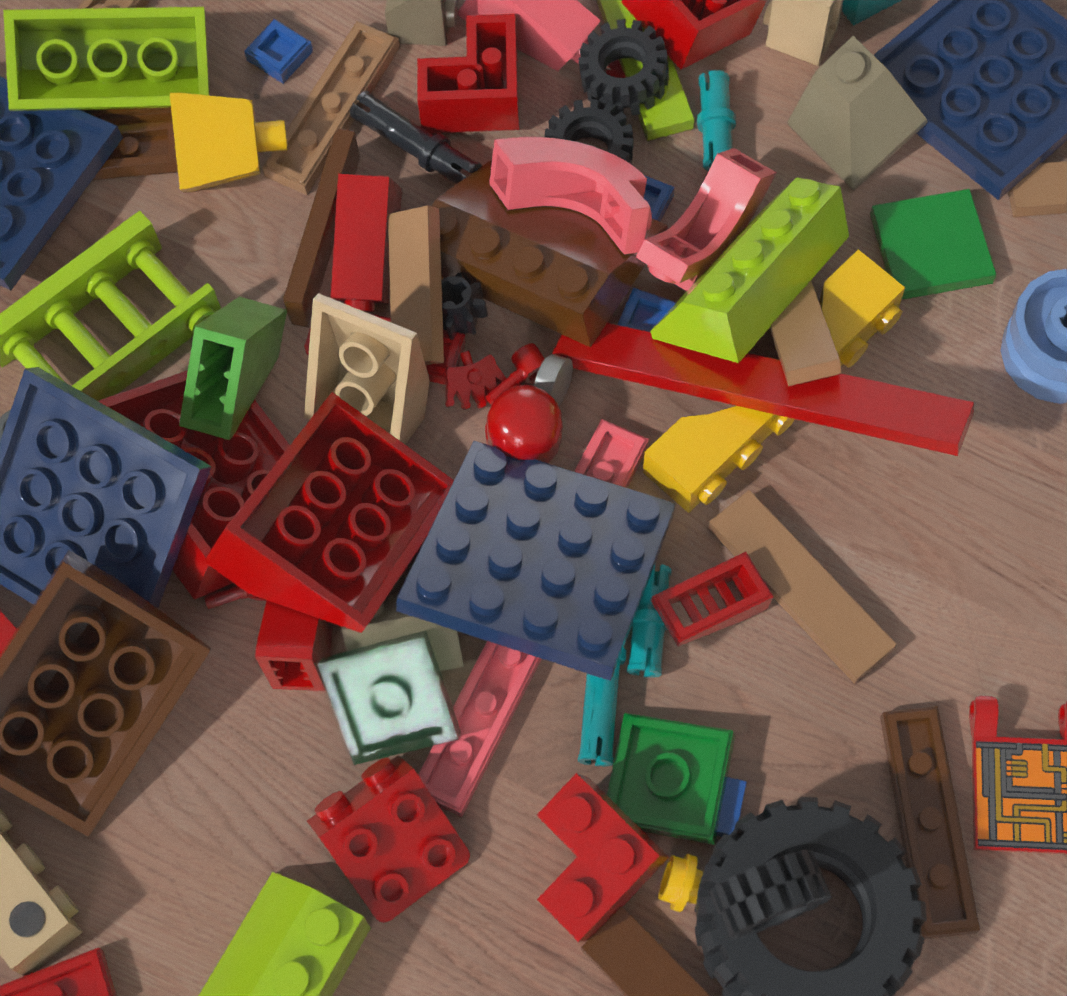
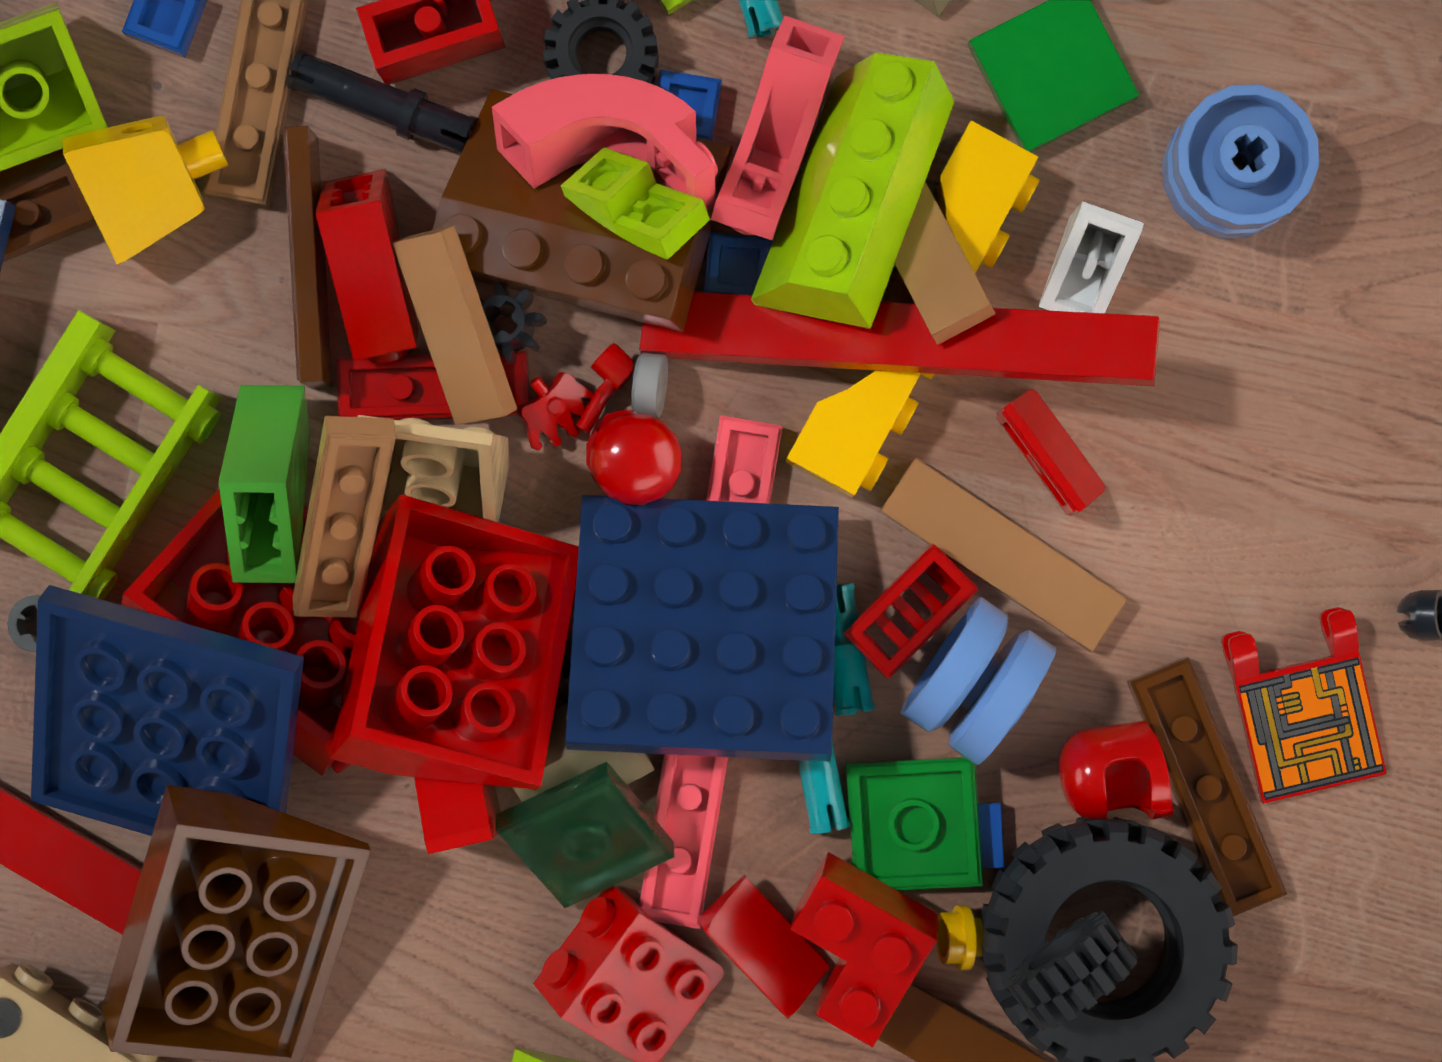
camera: 15 degrees left, 20 degrees up
(280, 378) = (343, 515): none -> medium nougat tile
(511, 840) = (764, 946): none -> red slope
(578, 229) = (630, 203): none -> lime slope
(752, 661) = (986, 686): none -> medium blue wheel
(854, 772) = (1107, 771): none -> red helmet
(859, 516) = (1051, 452): none -> red slope
(937, 362) = (1090, 260): none -> white slope

